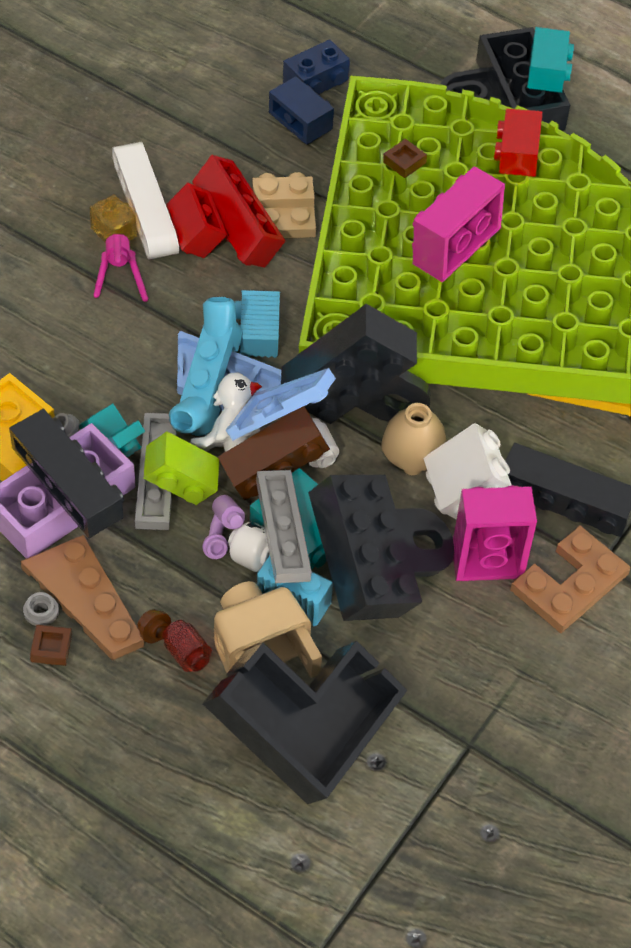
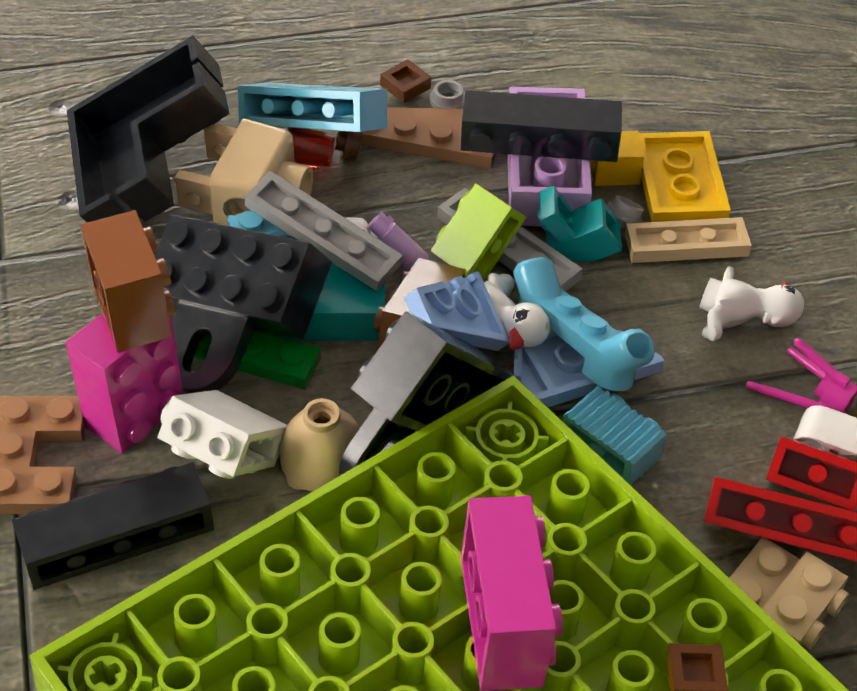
camera: 135 degrees right, 5 degrees down
(56, 384) = (687, 240): none -> tan plate
(94, 326) = (736, 302): none -> white animal
(166, 638) = (314, 106): none -> medium azure brick
(484, 487) = (129, 280): none -> dark orange brick

